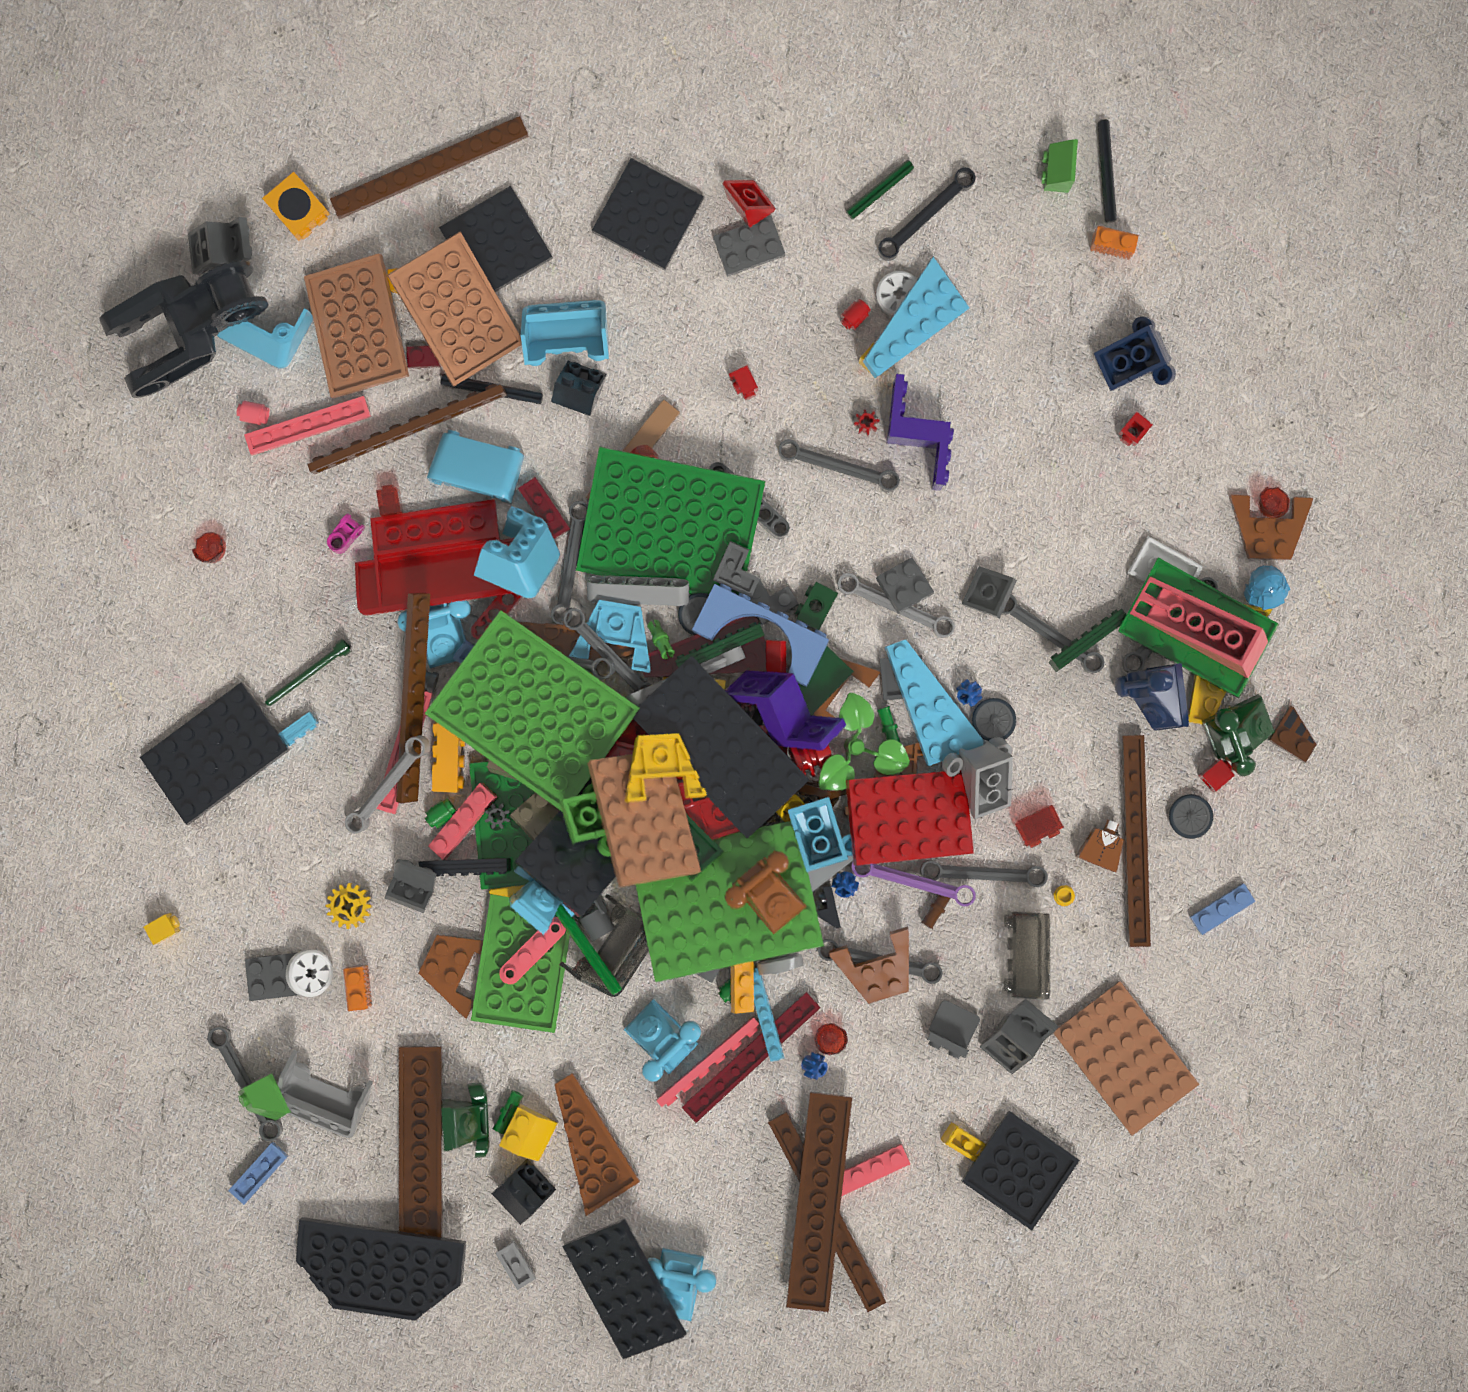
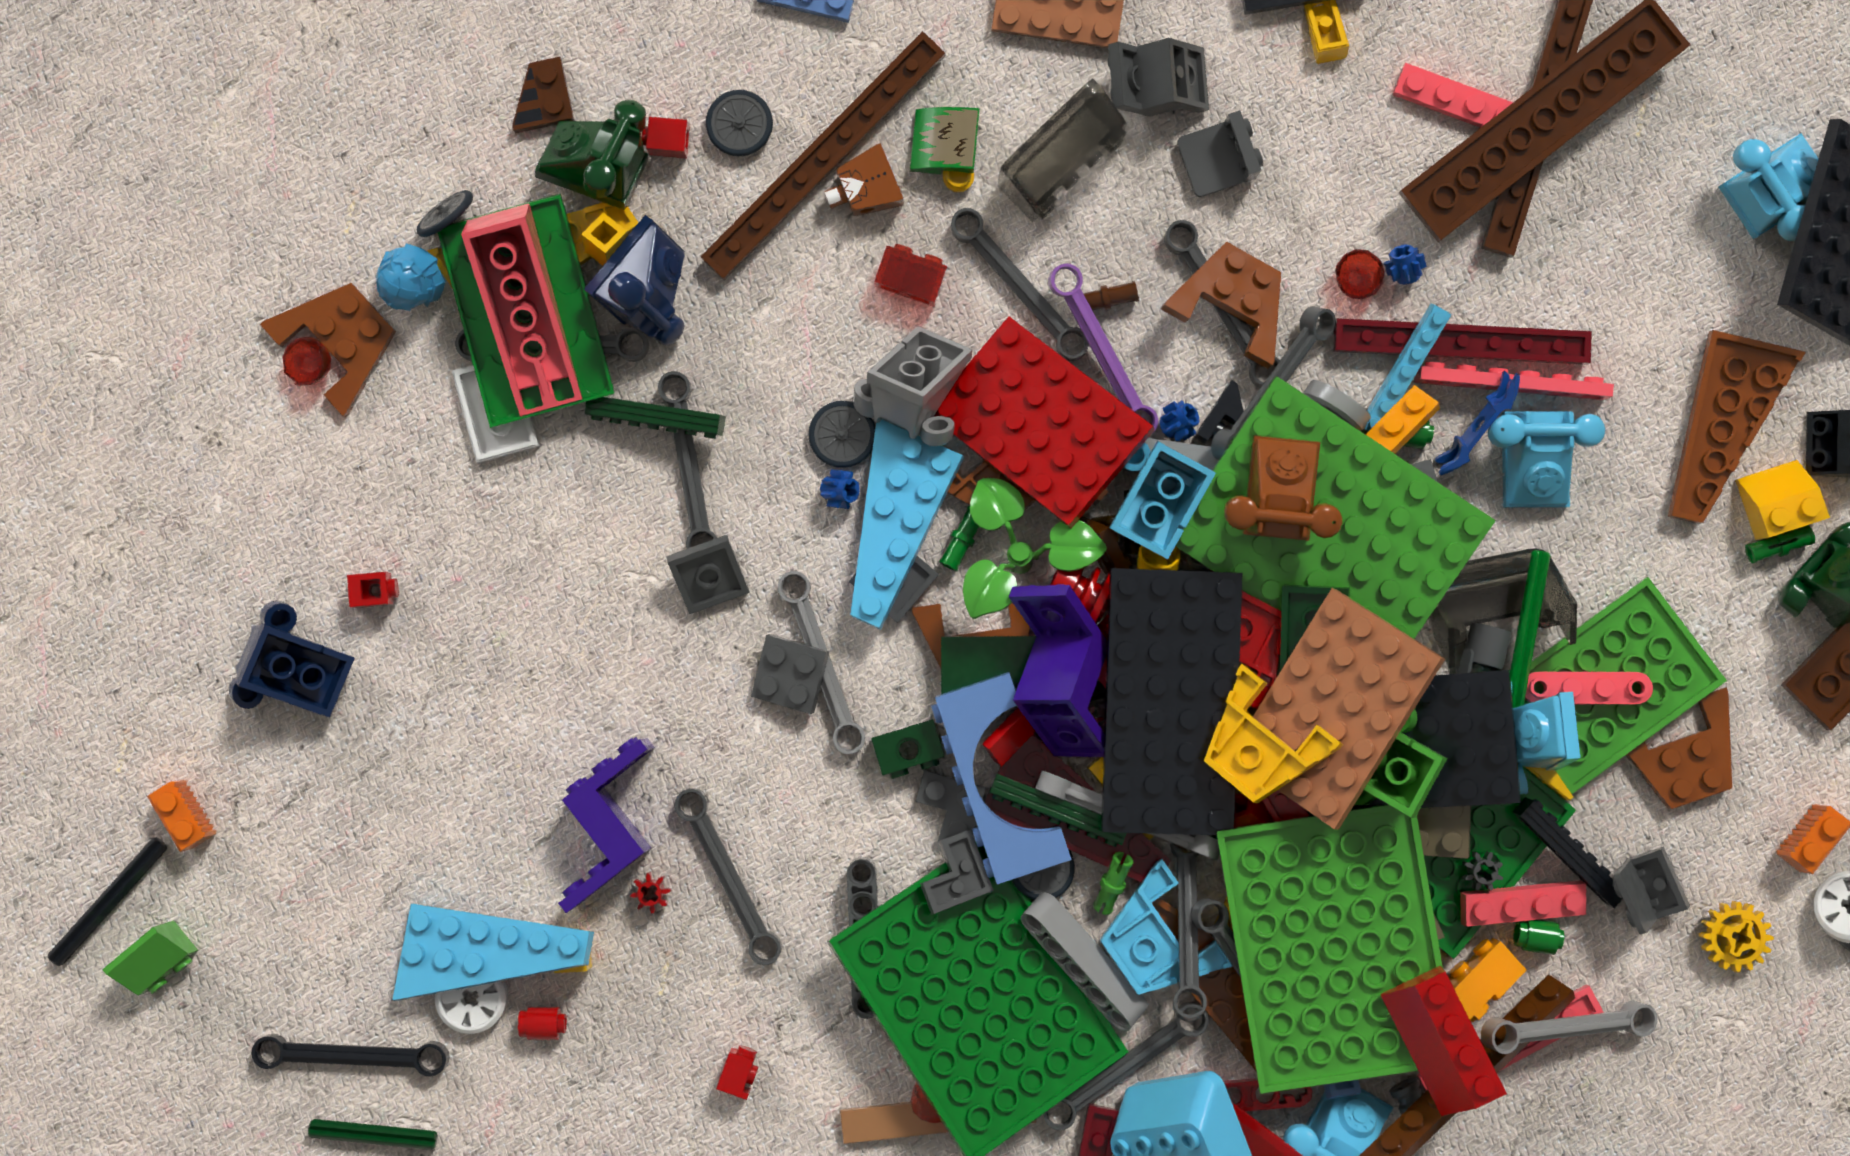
camera: 140 degrees left, 0 degrees up
(442, 715) = (1443, 1043): none -> red slope
(707, 1044) = (1497, 402): none -> blue piece
(822, 961) = (1285, 367): none -> dark grey piece
(1087, 905) = (944, 140): none -> slope
(1197, 696) = (603, 238): none -> yellow brick
(1281, 634) = (444, 213): none -> wheel

